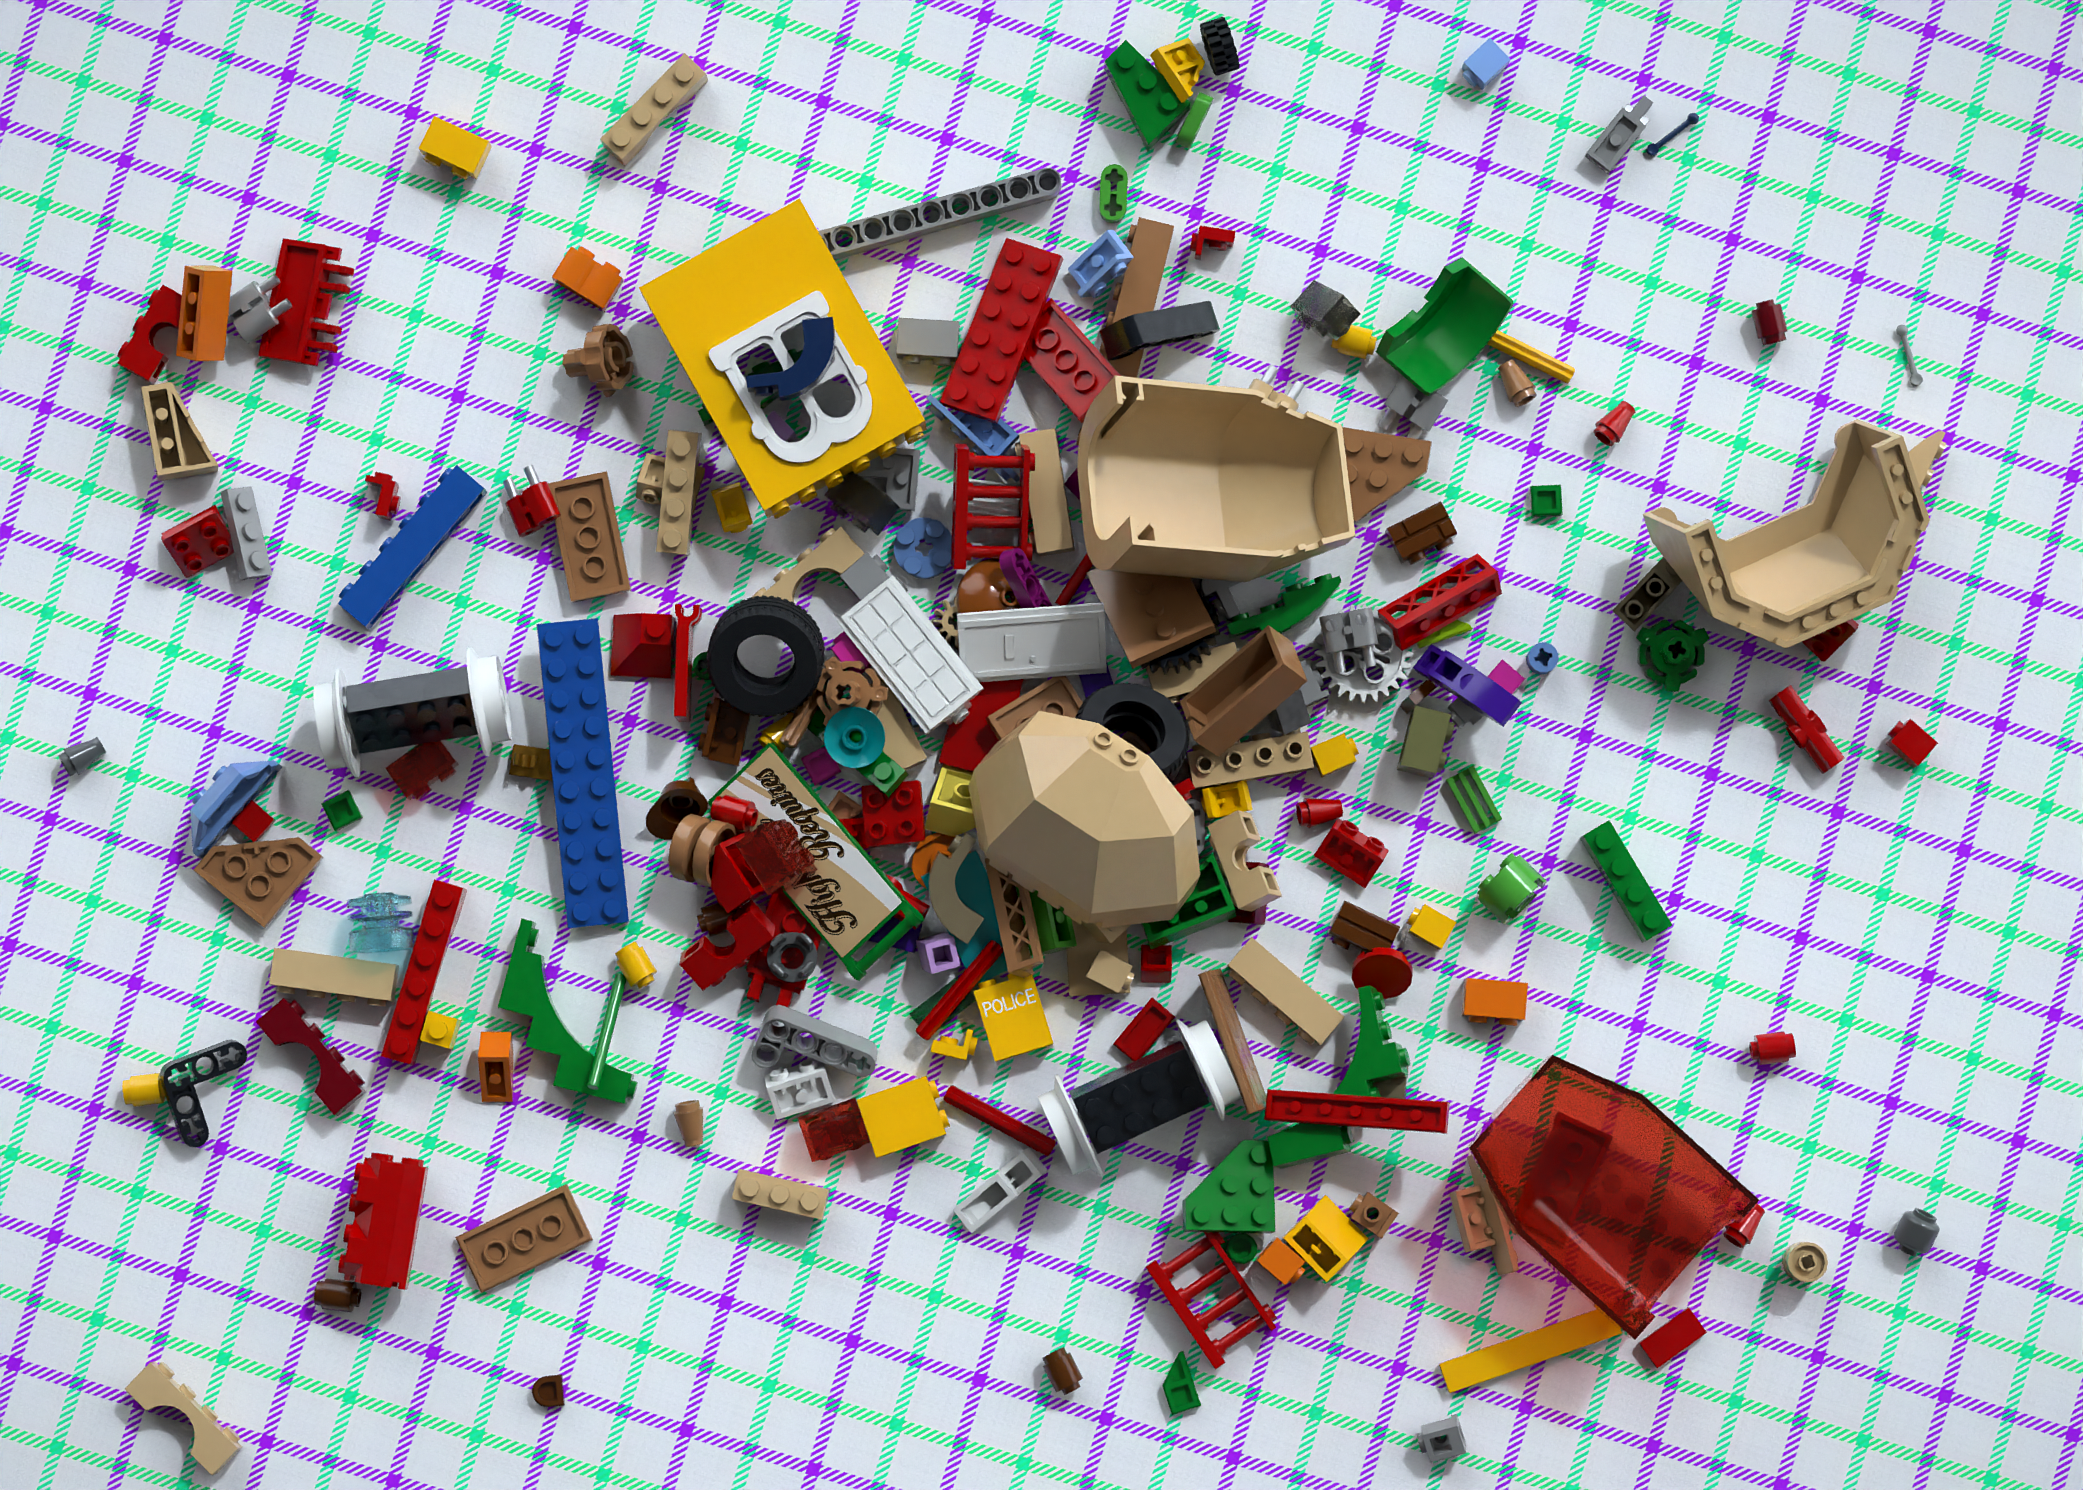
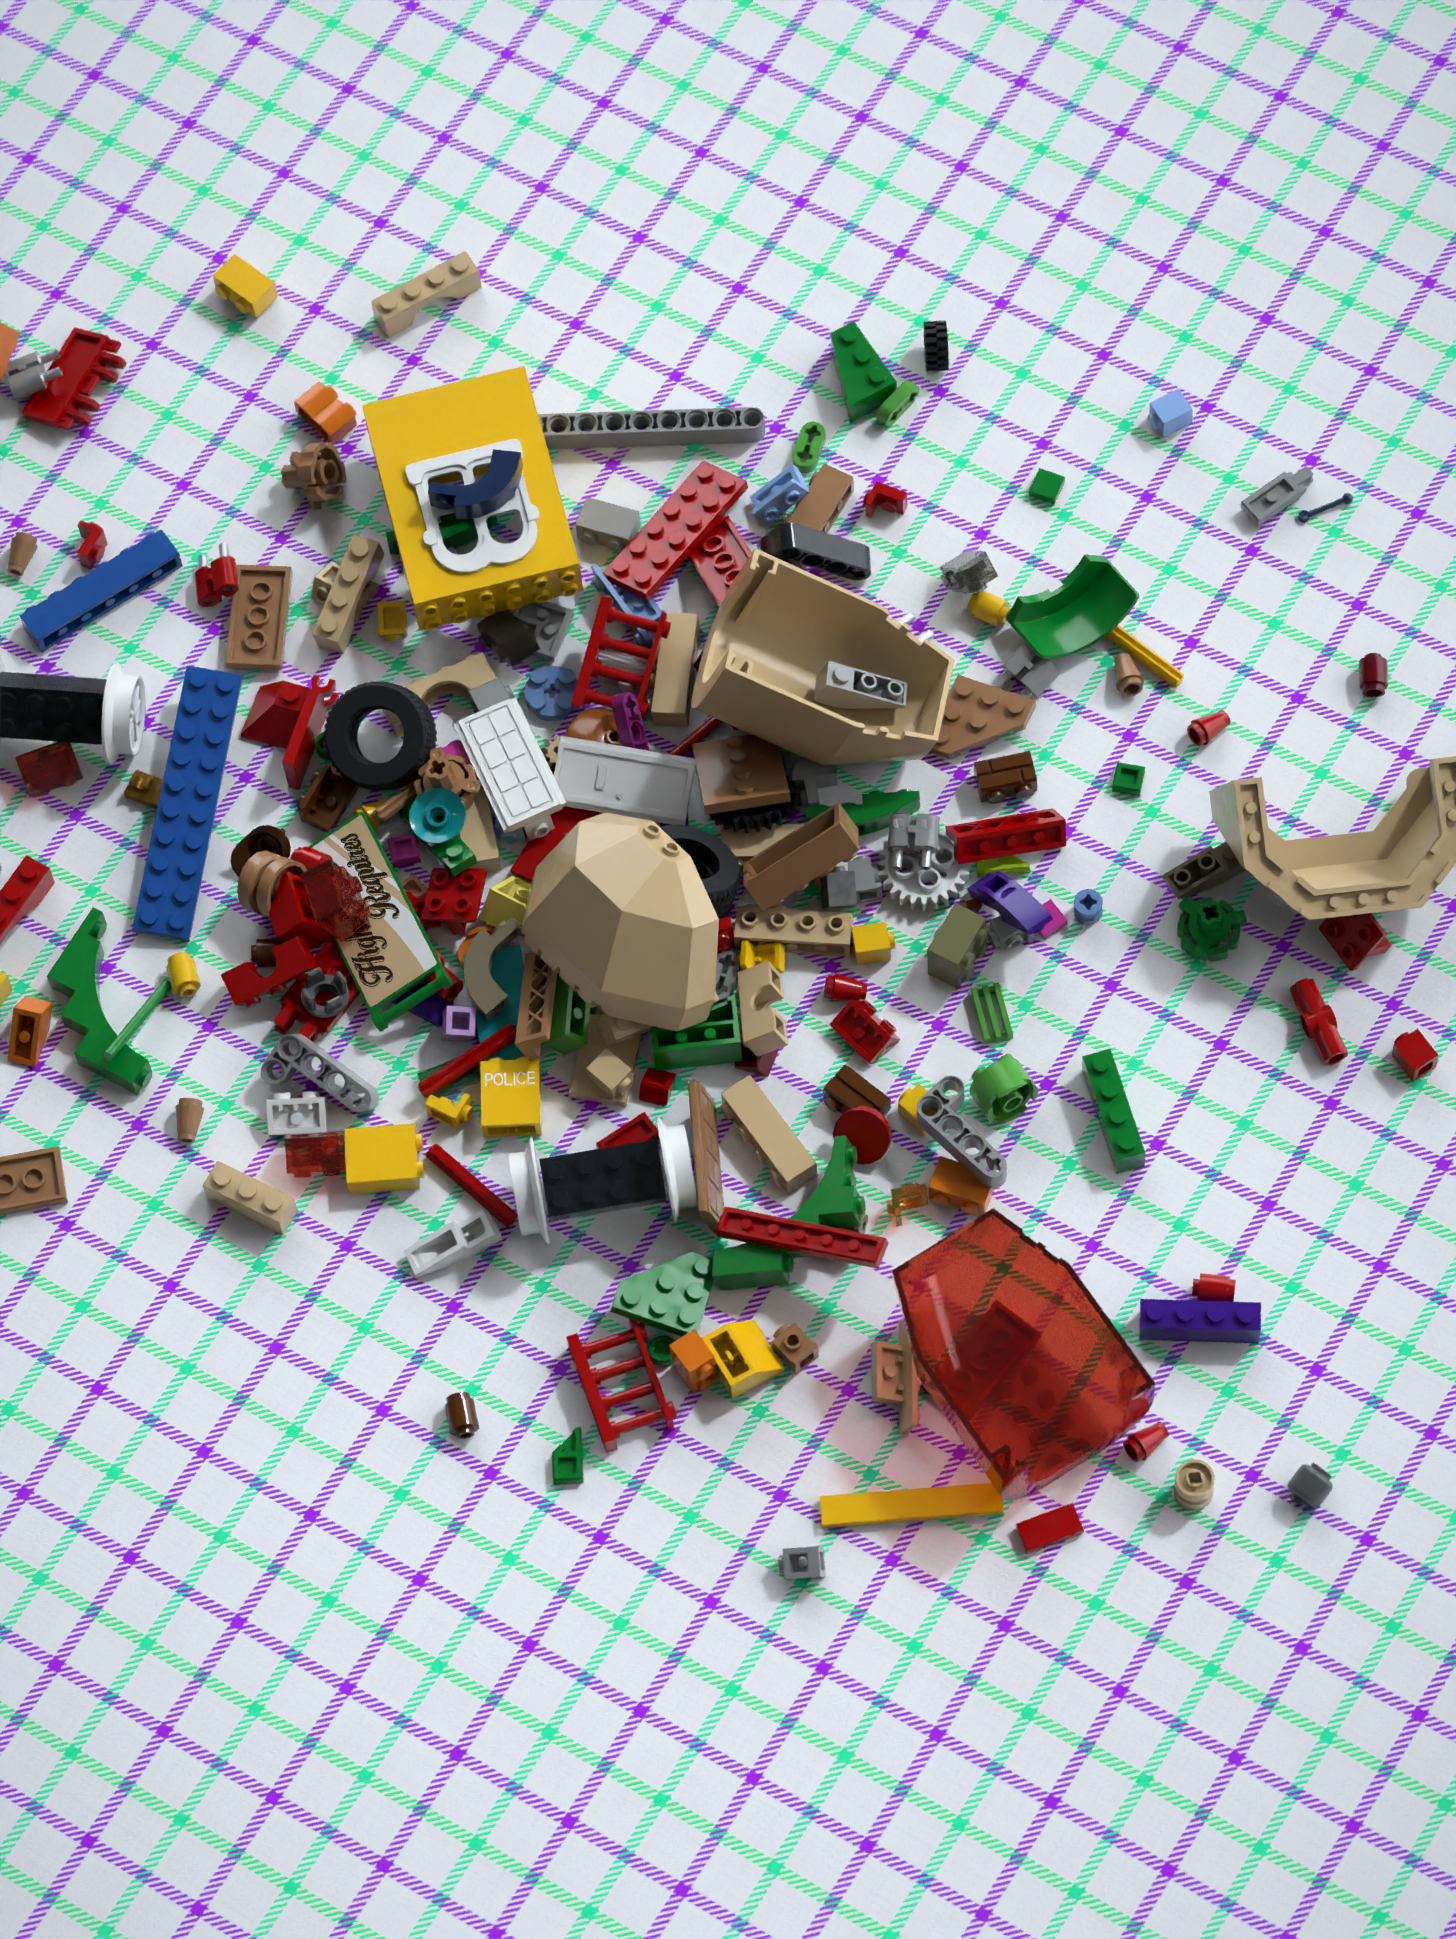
camera: 20 degrees right, 20 degrees down
(312, 522) = (21, 552): none -> medium nougat cone
(1179, 66) = (895, 352): yellow wing -> none
(1247, 476) = (858, 689): none -> light grey slope
(1376, 179) = (1046, 486): none -> green tile
(1445, 1022) = (907, 1197): none -> clear orange bracket
(1489, 955) = (965, 1138): none -> light grey beam
(1767, 1086) = (1200, 1321): none -> dark purple brick

